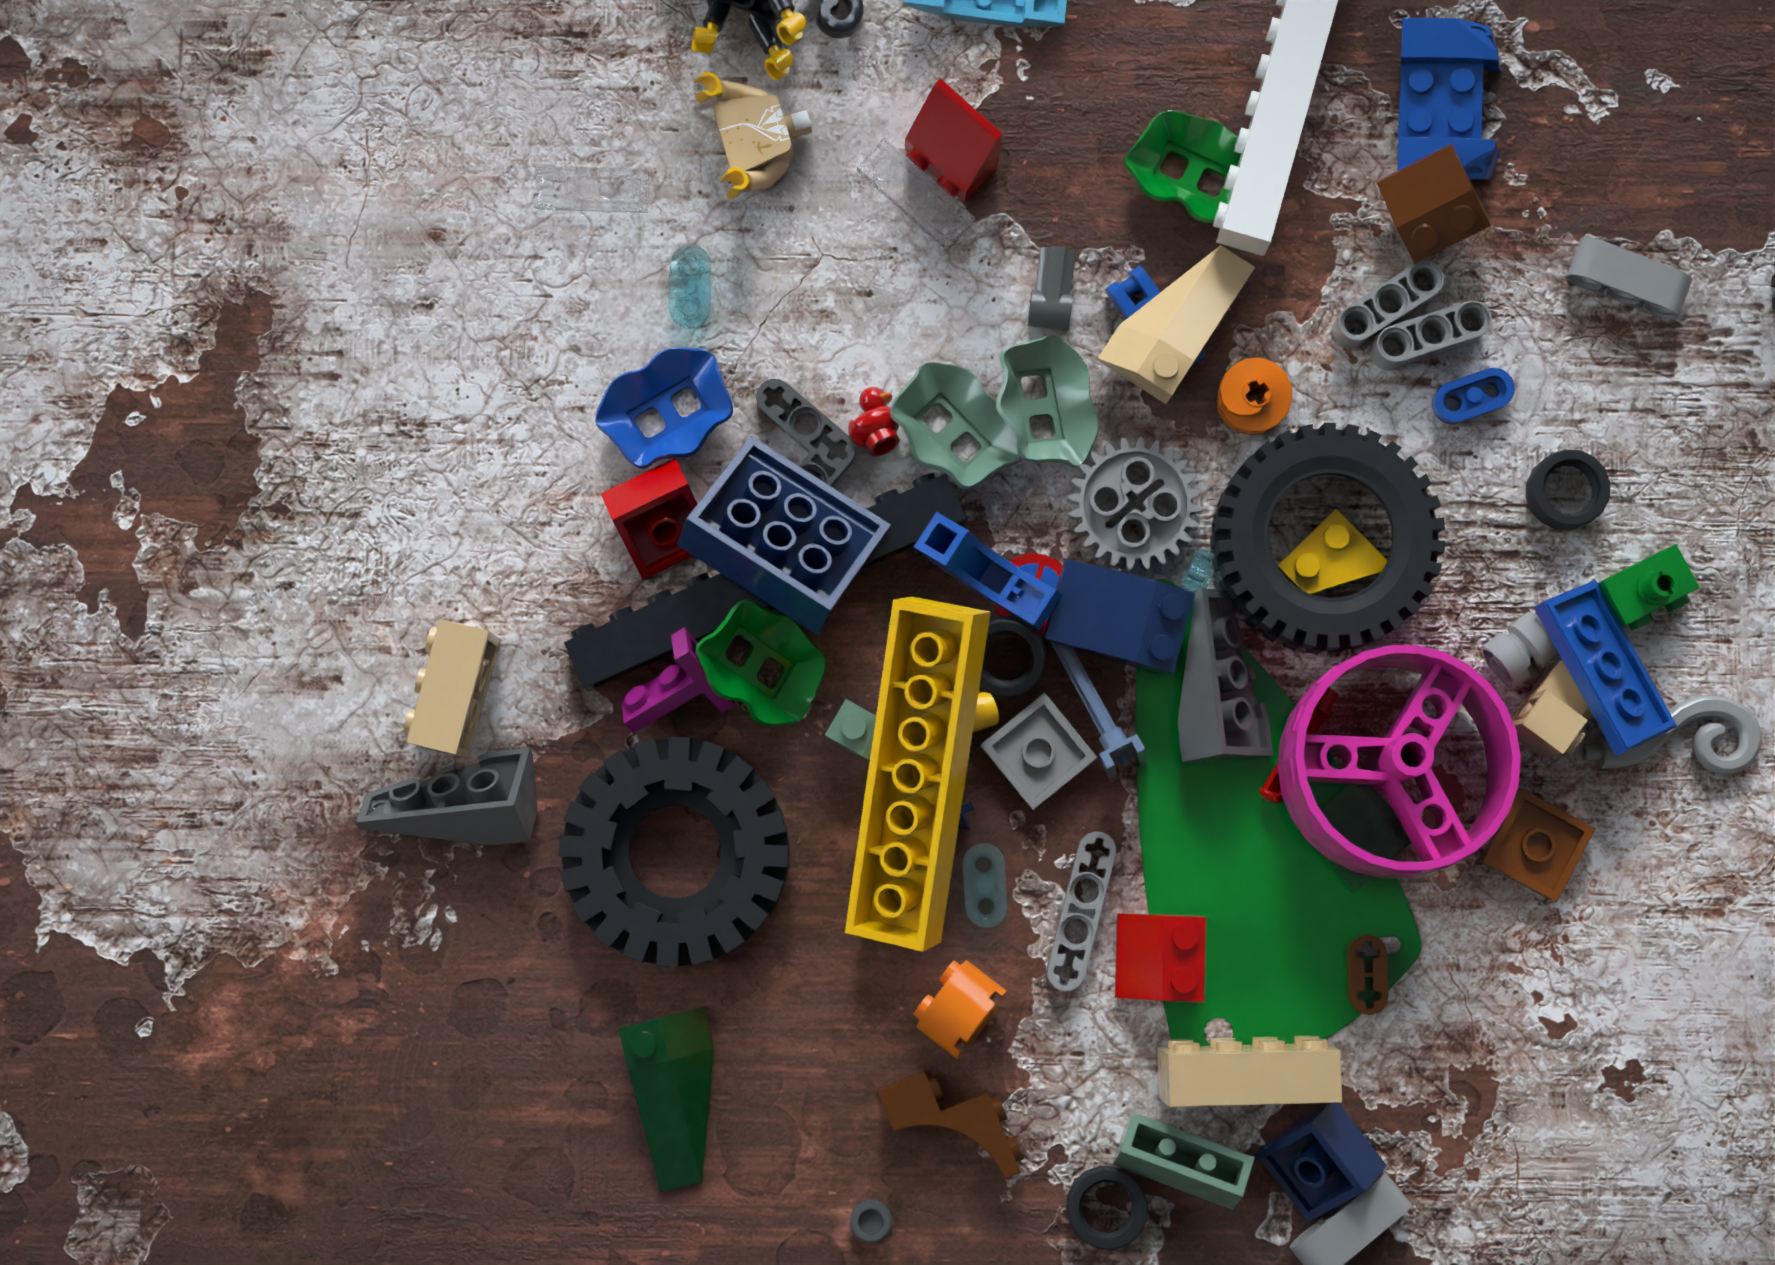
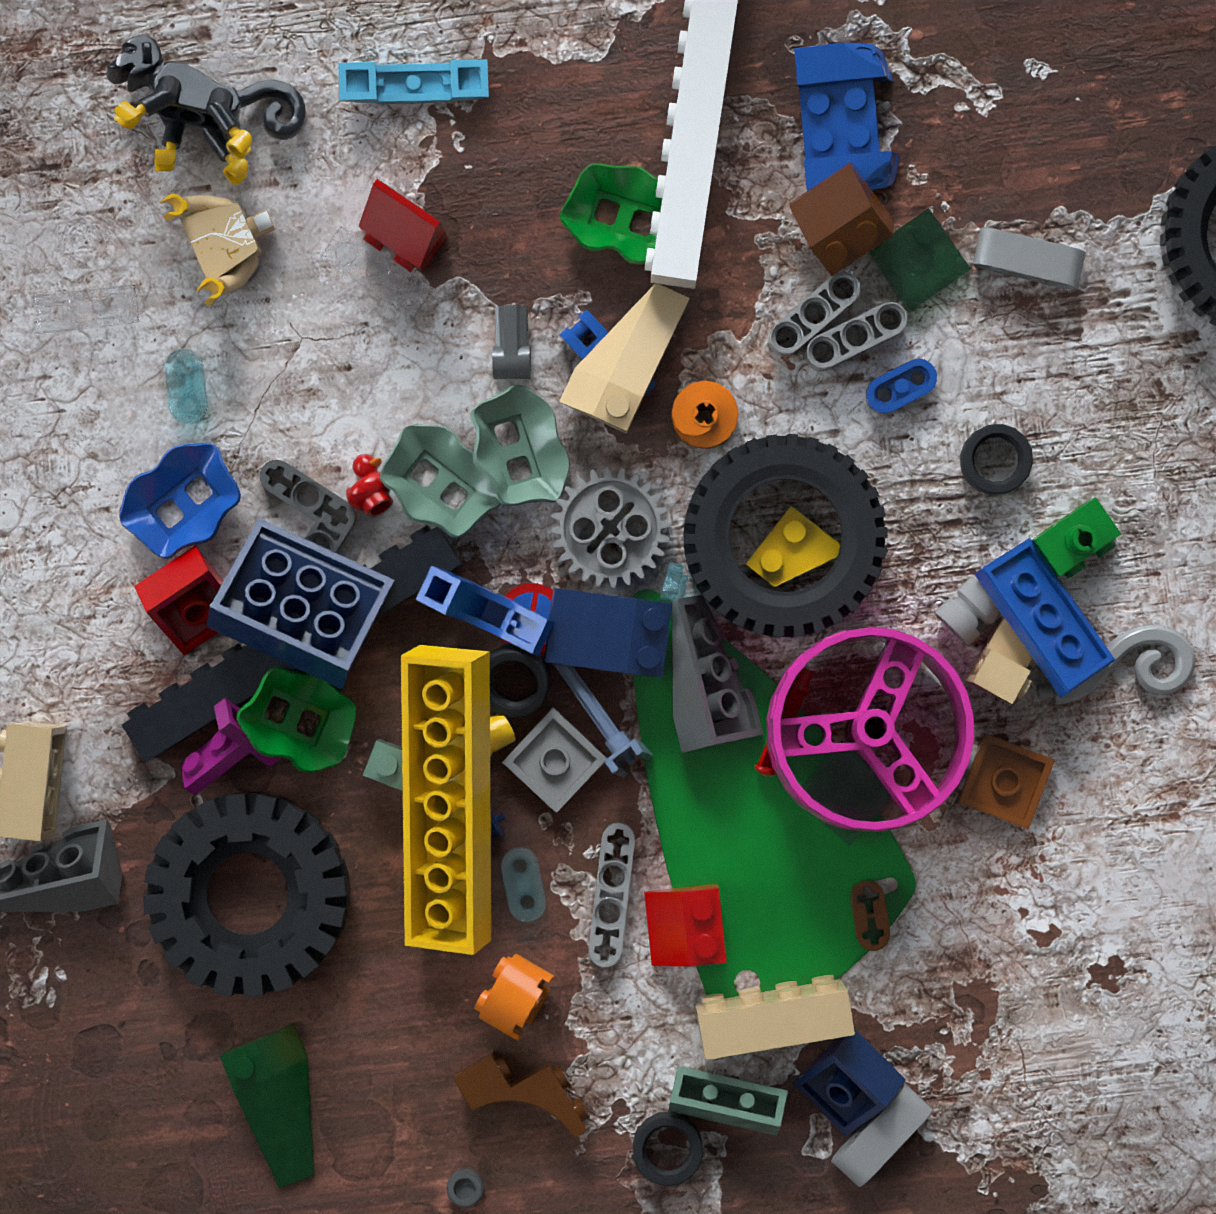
camera: 15 degrees left, 5 degrees up
(1507, 264) = (919, 260): none -> clear green plate

